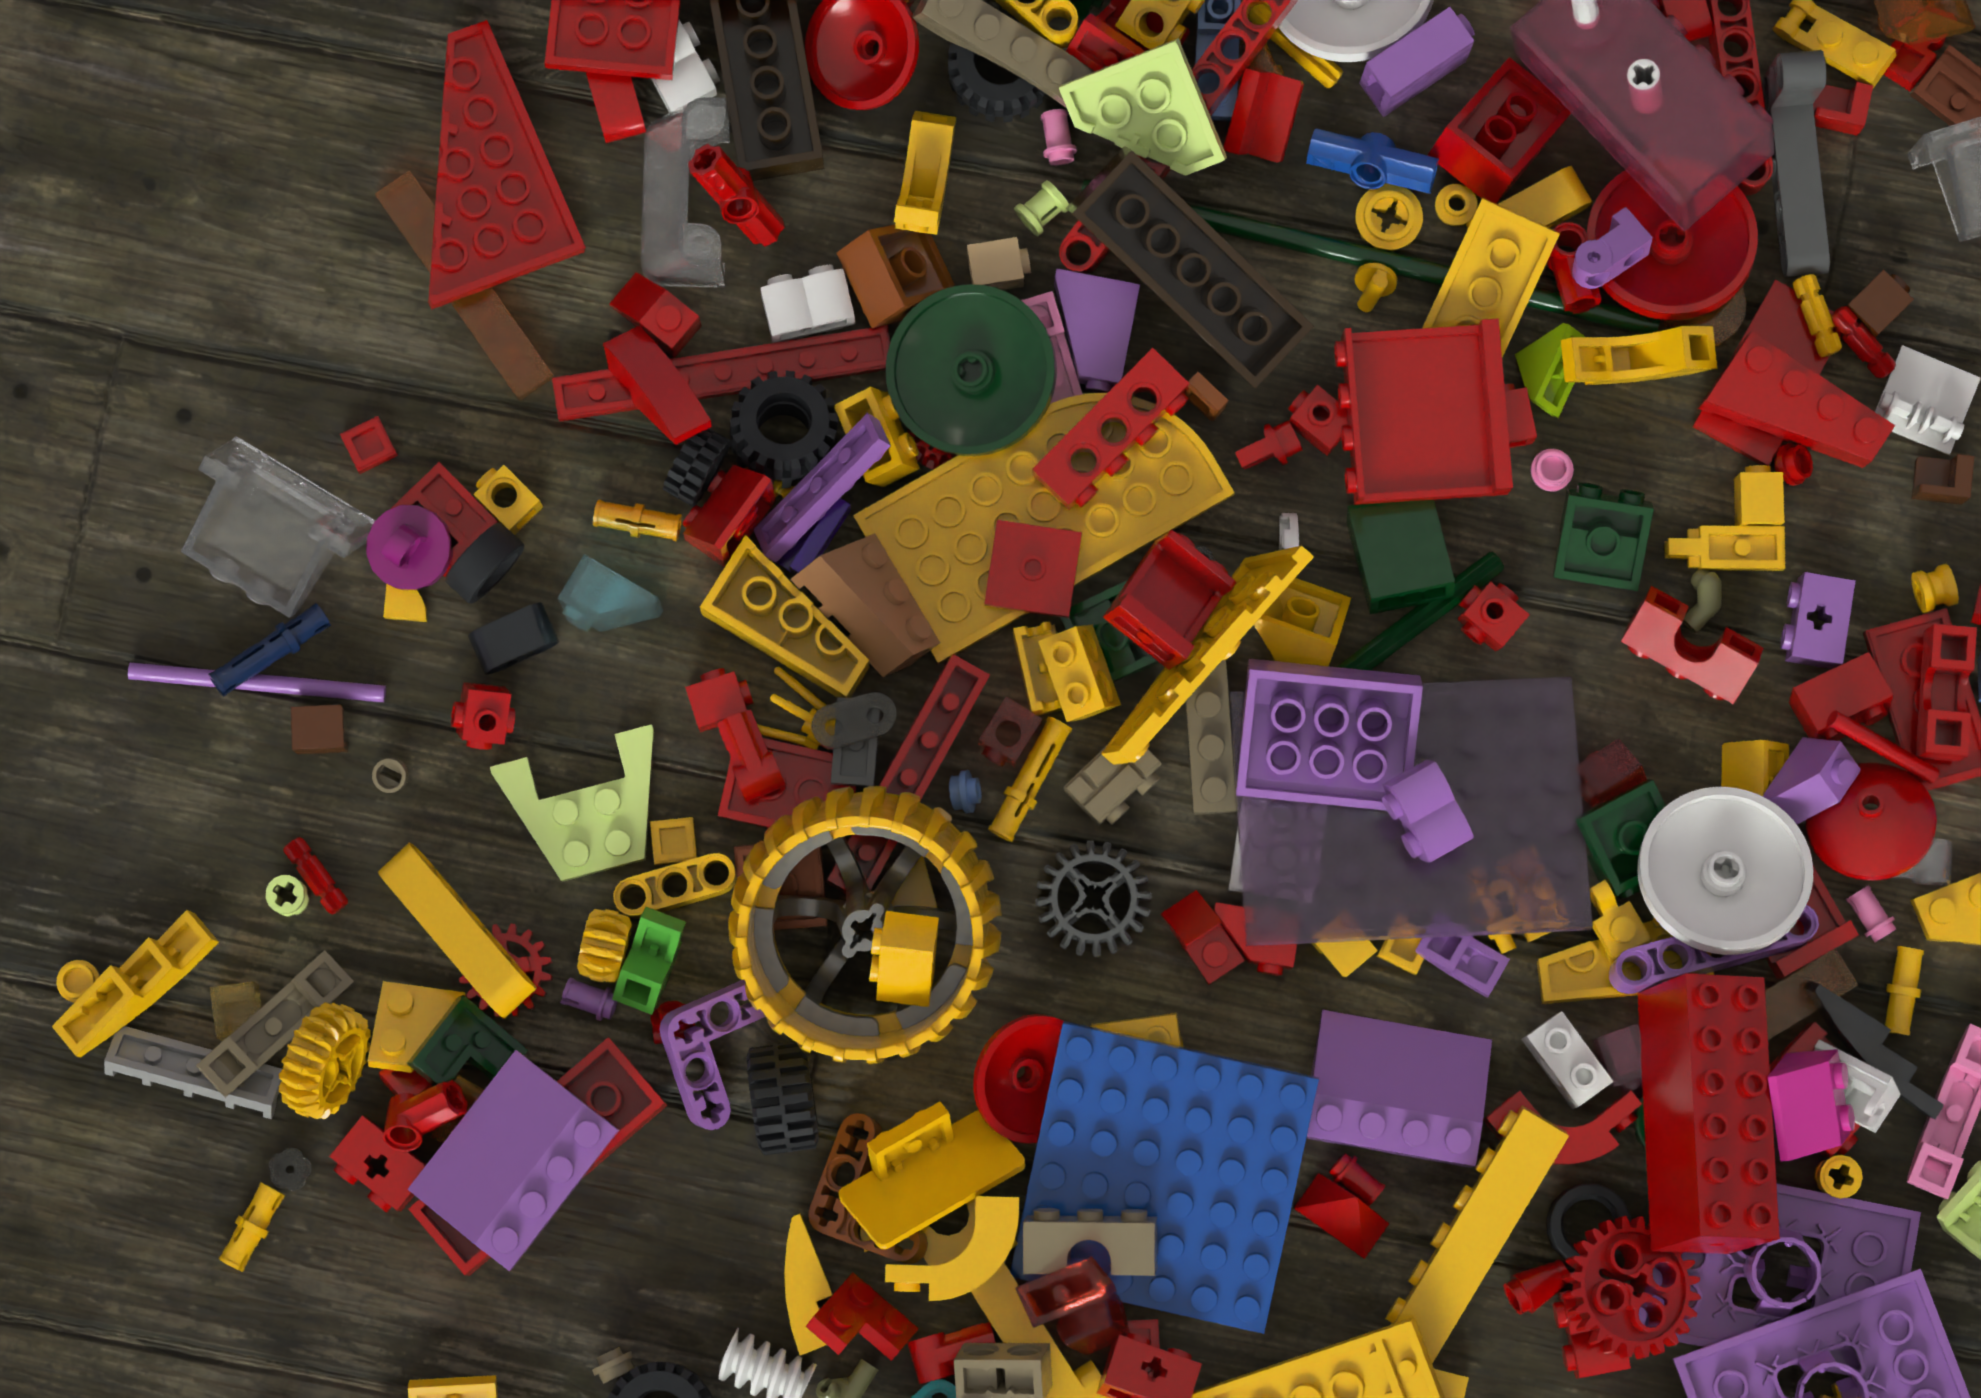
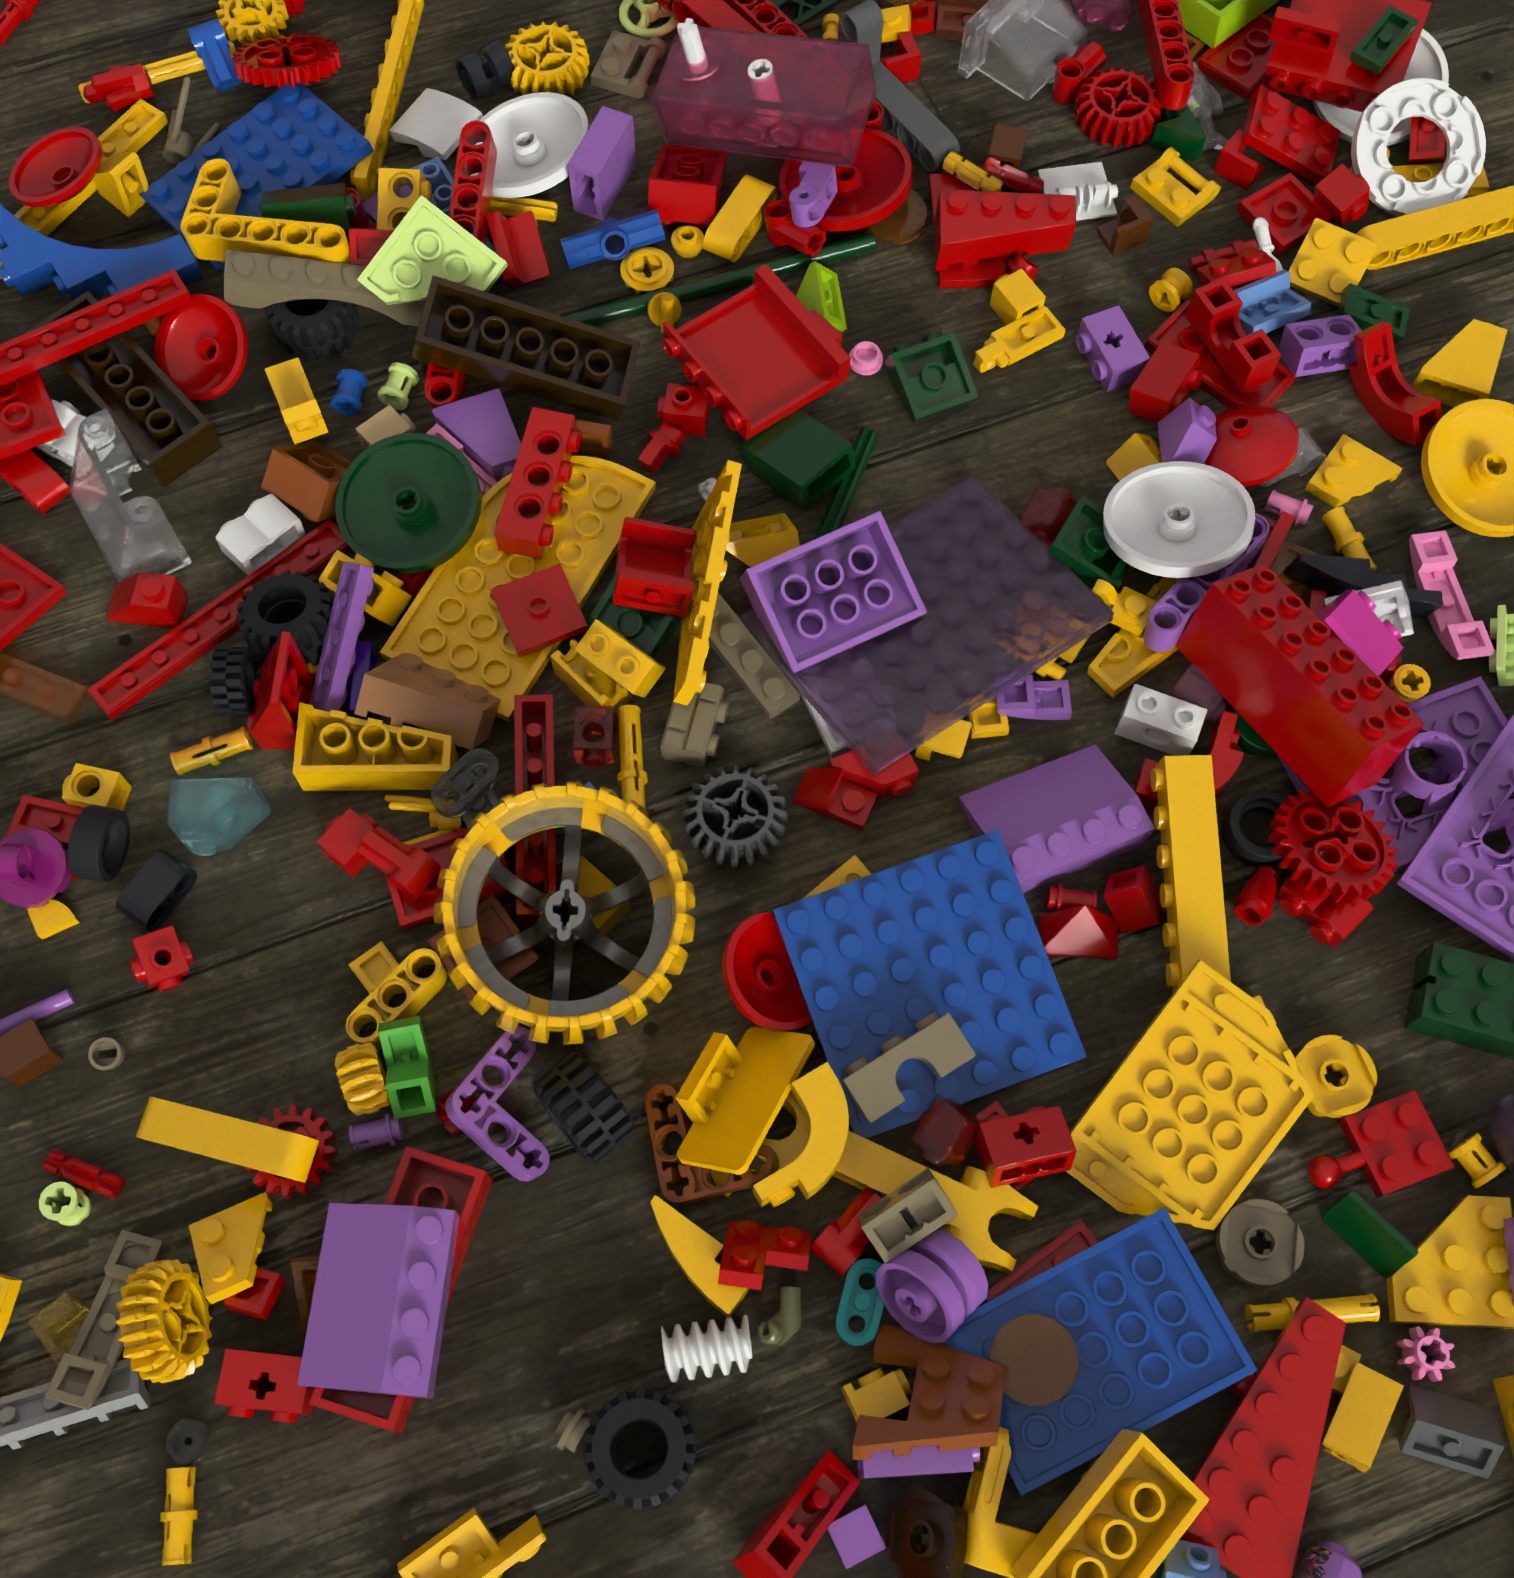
camera: 30 degrees left, 15 degrees down
(415, 1115) = (274, 1315): red piece -> none
(463, 1036) = (278, 1227): dark green plate -> none
(592, 825) = (301, 997): yellowish green wing -> none
(656, 385) = (167, 640): red slope -> none
(736, 195) = (142, 468): red piece -> none
(905, 958) = (616, 907): yellow brick -> none
(987, 184) = (349, 392): none -> blue bush
(1057, 137) = (387, 345): bright pink pin -> none
(1065, 1291) = (912, 1115): clear red slope -> none
(1414, 1214) = (1133, 899): none -> red panel
(1427, 811) = (942, 596): medium lavender brick -> none
(1493, 271) = (738, 242): yellow plate -> none
(1506, 615) = (891, 462): red brick -> none
(1639, 357) = (879, 256): yellow arch -> none
(1708, 599) = (1031, 381): olive arm -> none
(1717, 668) = (1073, 407): arch -> none
(1883, 746) = (1217, 391): red bar -> none

